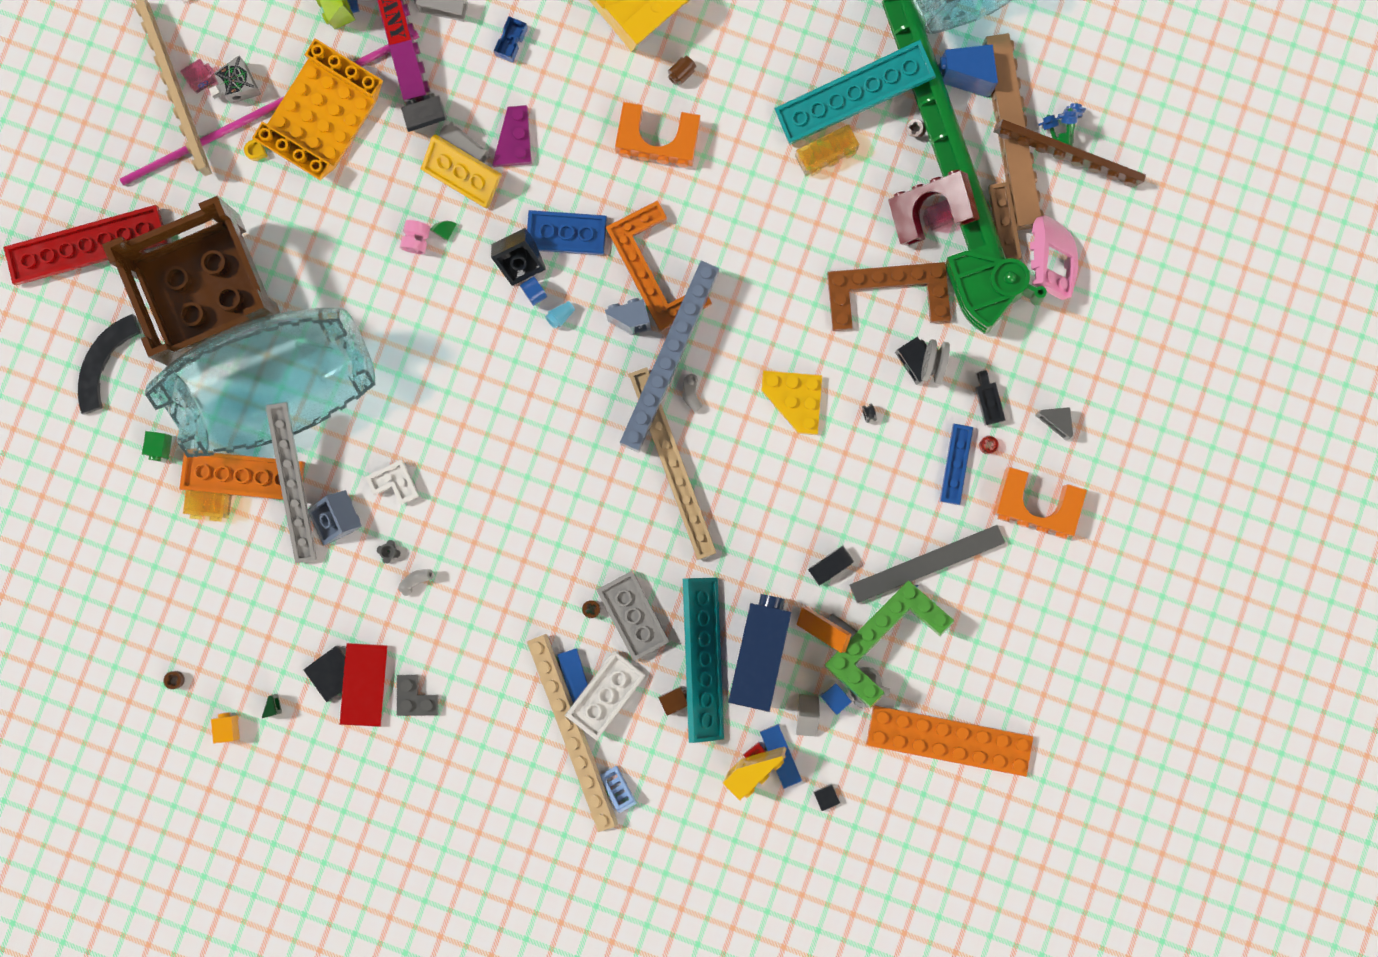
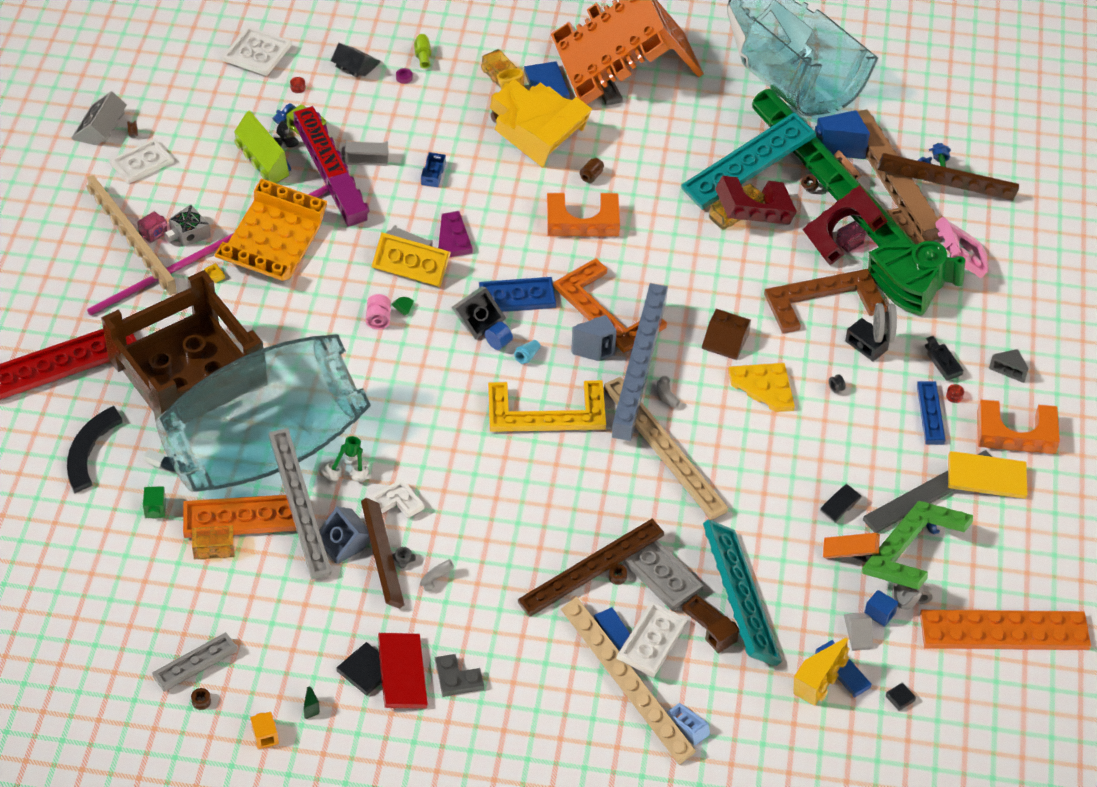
camera: 15 degrees left, 35 degrees down
(172, 639) = (194, 661): none -> light grey plate
(353, 424) = (349, 452): none -> plant
(366, 549) = (382, 553): none -> reddish brown tile
(423, 112) = (368, 223): black slope -> none
(520, 402) = (589, 419): none -> yellow plate
(565, 600) = (590, 567): none -> reddish brown tile
(664, 669) = (701, 611): none -> reddish brown tile
(760, 654) = (797, 565): dark blue brick -> none
(770, 329) = (726, 334): none -> reddish brown slope
(826, 164) = (738, 205): none -> dark red arch
(965, 114) = (847, 164): none -> nougat tile
(988, 558) = (987, 474): none -> yellow tile

